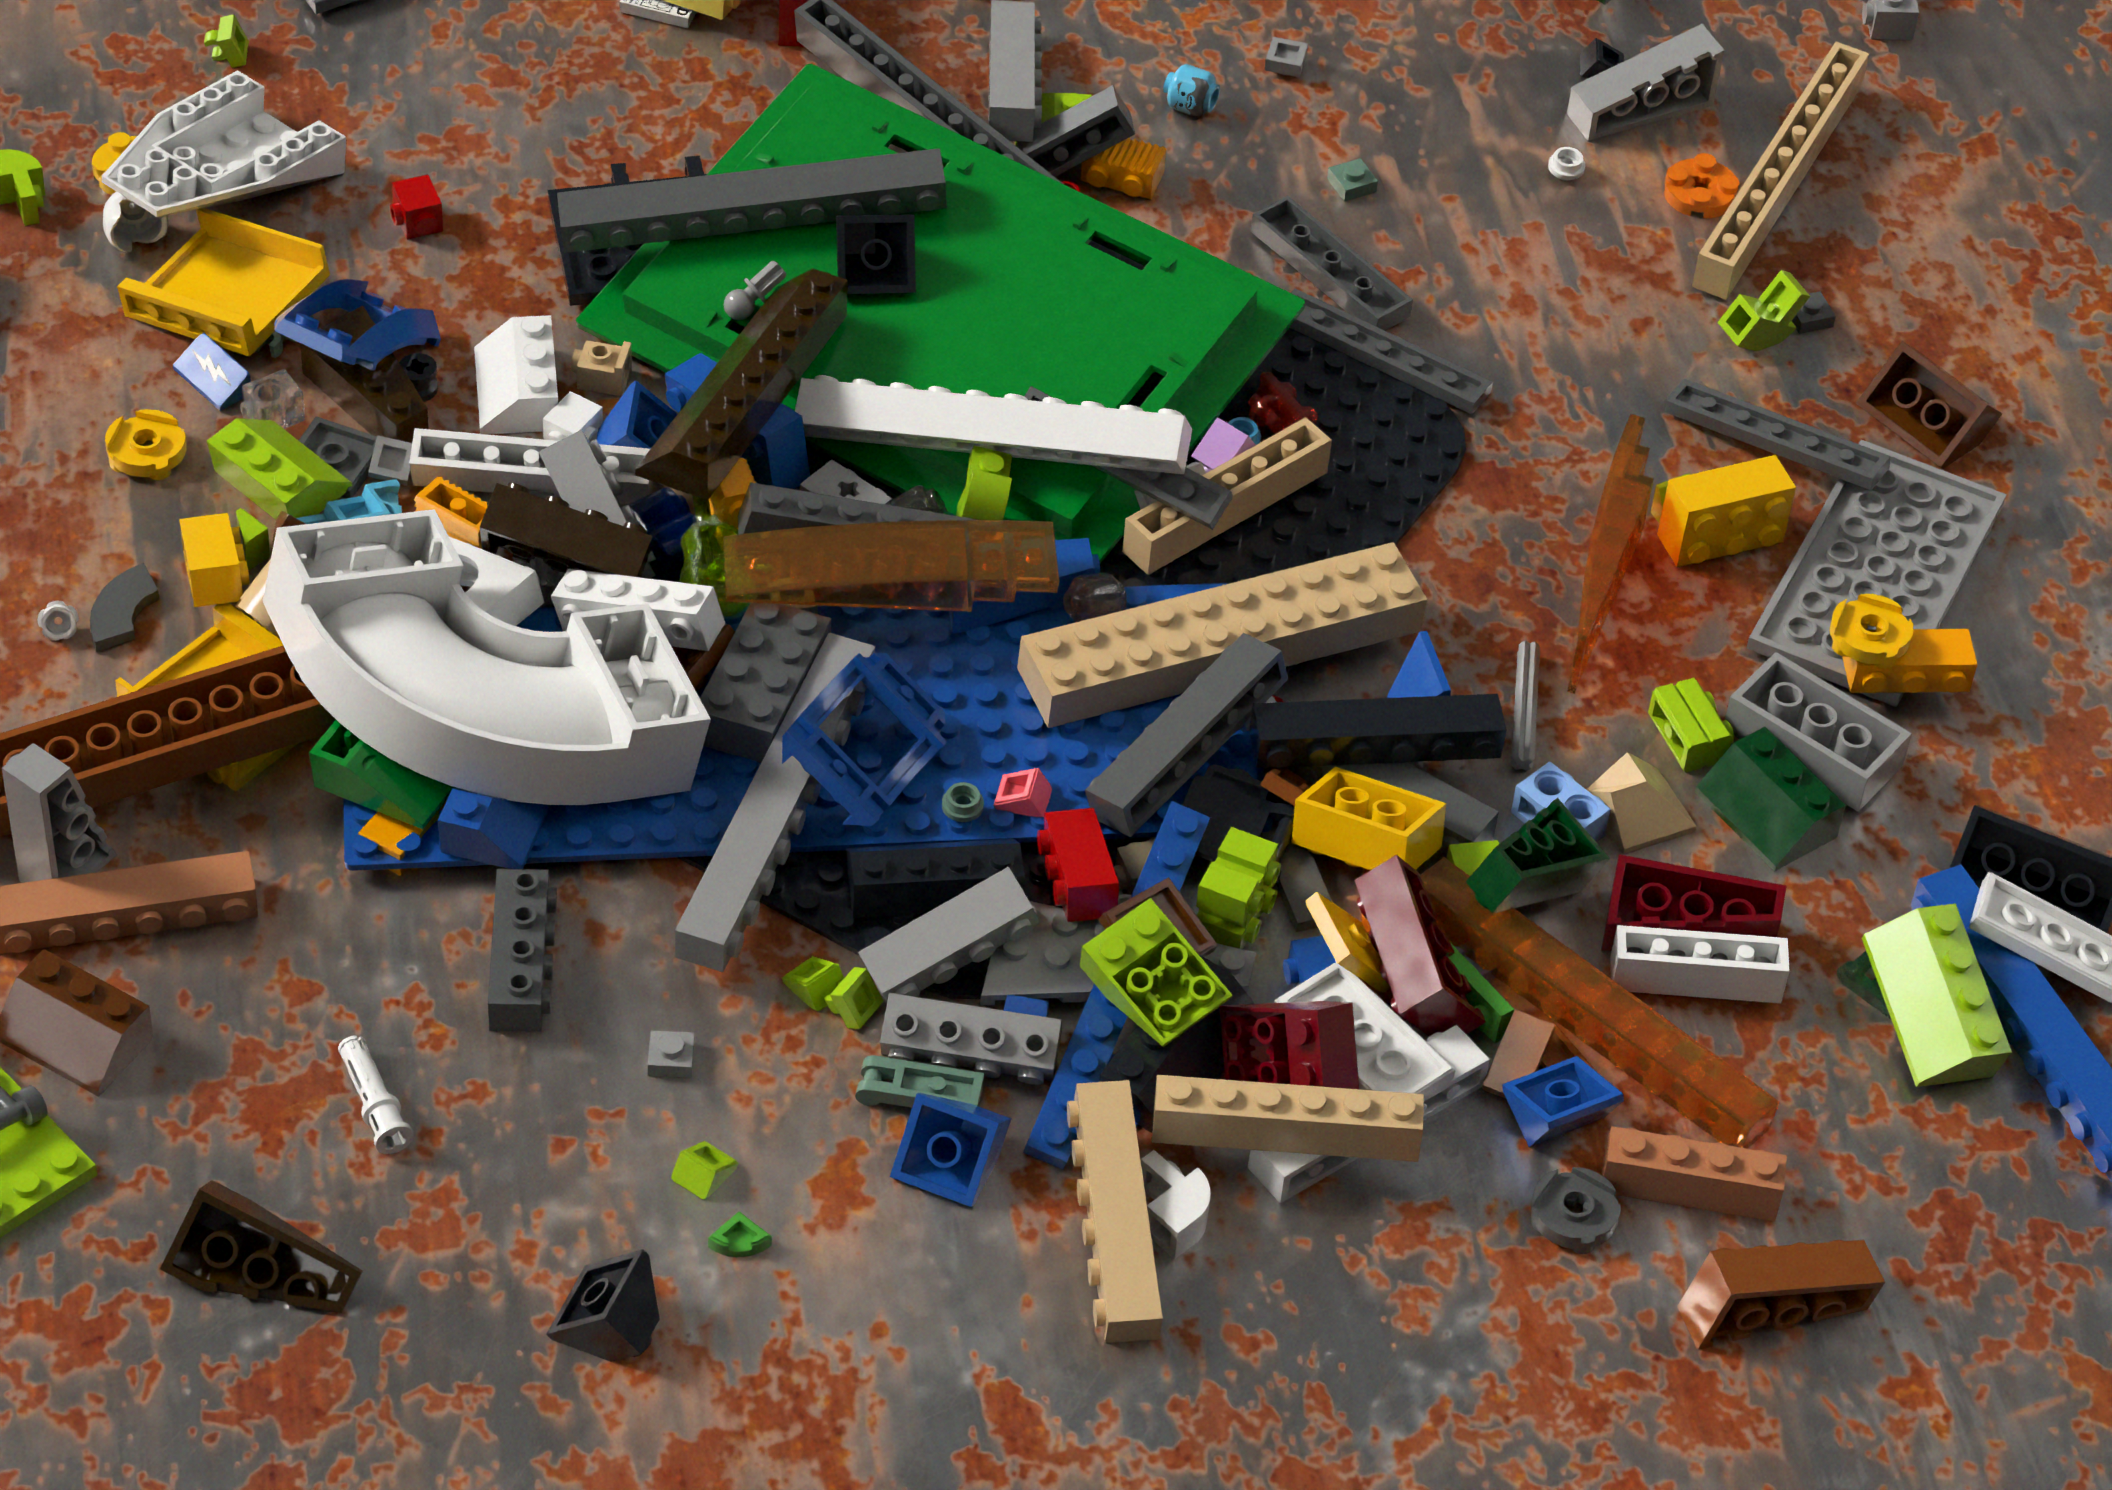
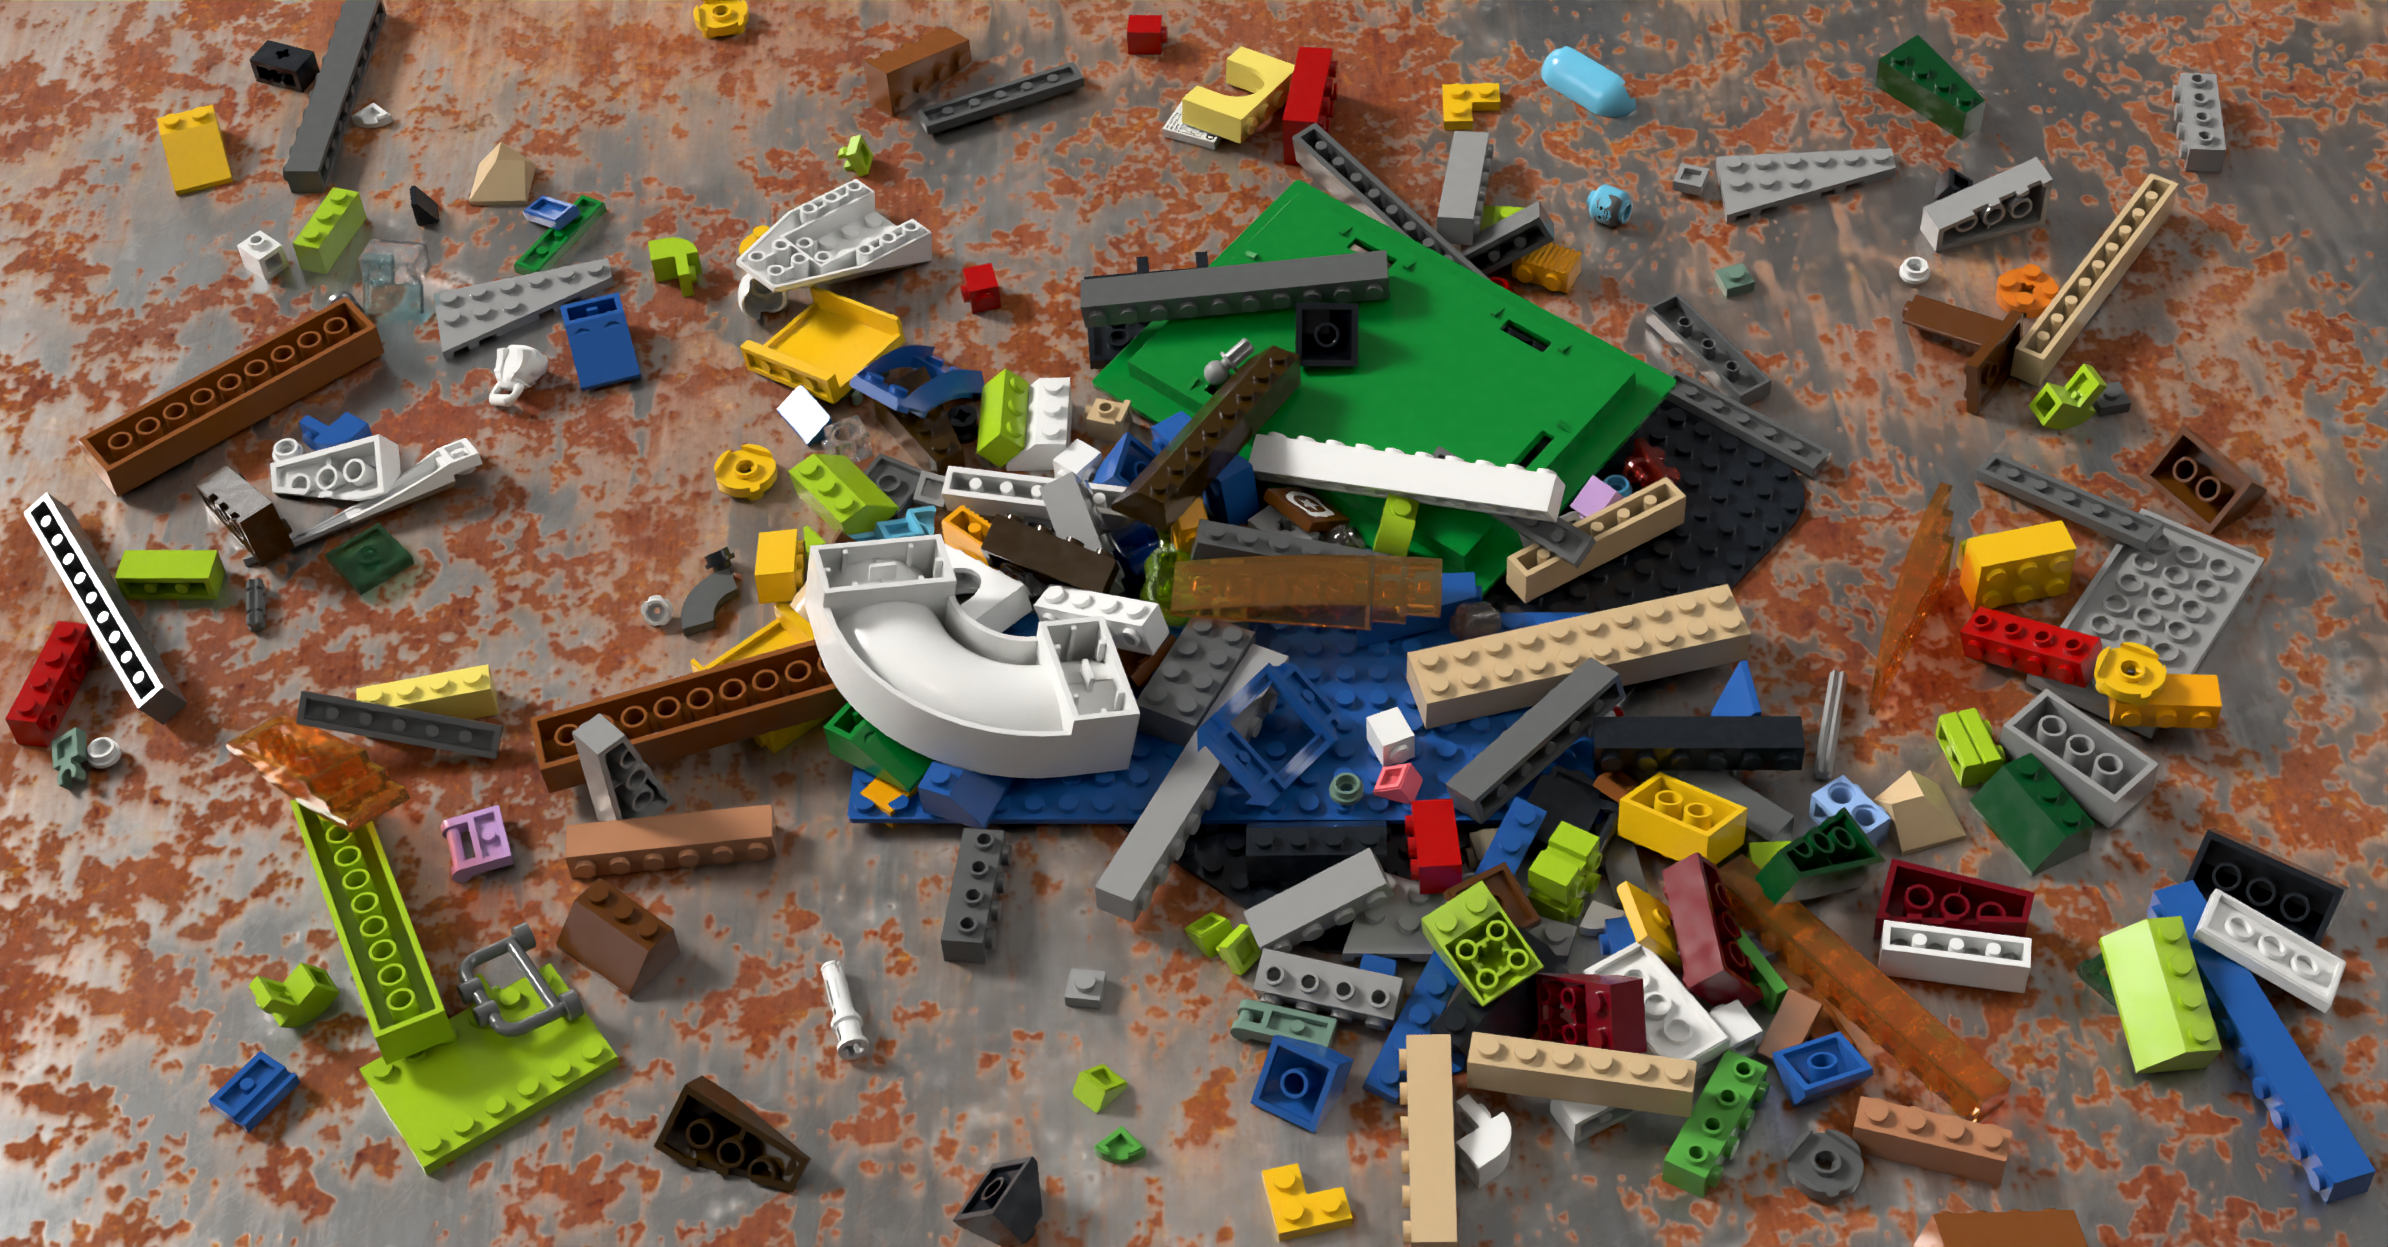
camera: 15 degrees right, 0 degrees up
(129, 555) = (719, 560): none -> black plate
(470, 368) = (1003, 418): none -> lime brick
(869, 468) = (1305, 508): none -> reddish brown tile
(969, 1300) = (1301, 1213): none -> yellow plate
(1009, 738) = (1390, 737): none -> white brick
(1277, 942) = (1595, 918): none -> white tile
(1405, 54) = (1788, 179): none -> light grey wing
(1445, 1167) = (1715, 1123): none -> bright green brick
(1673, 241) = (1996, 341): none -> reddish brown piece
(1752, 604) = (2031, 646): none -> red brick

